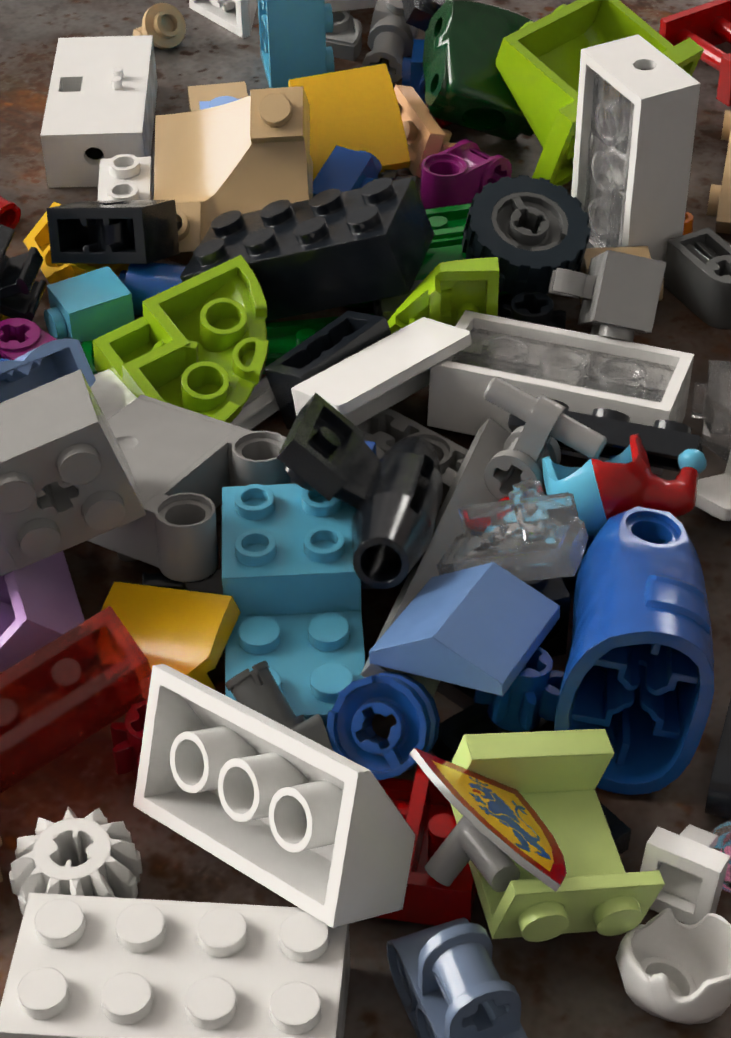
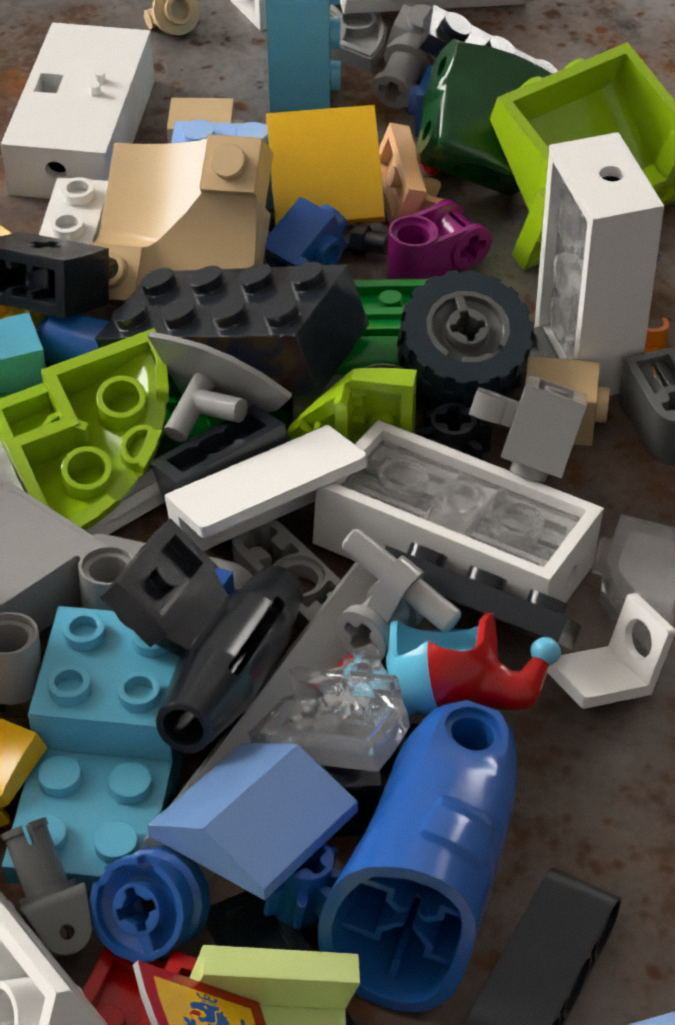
camera: 10 degrees right, 5 degrees up
(308, 292) = (212, 384): none -> light grey shield

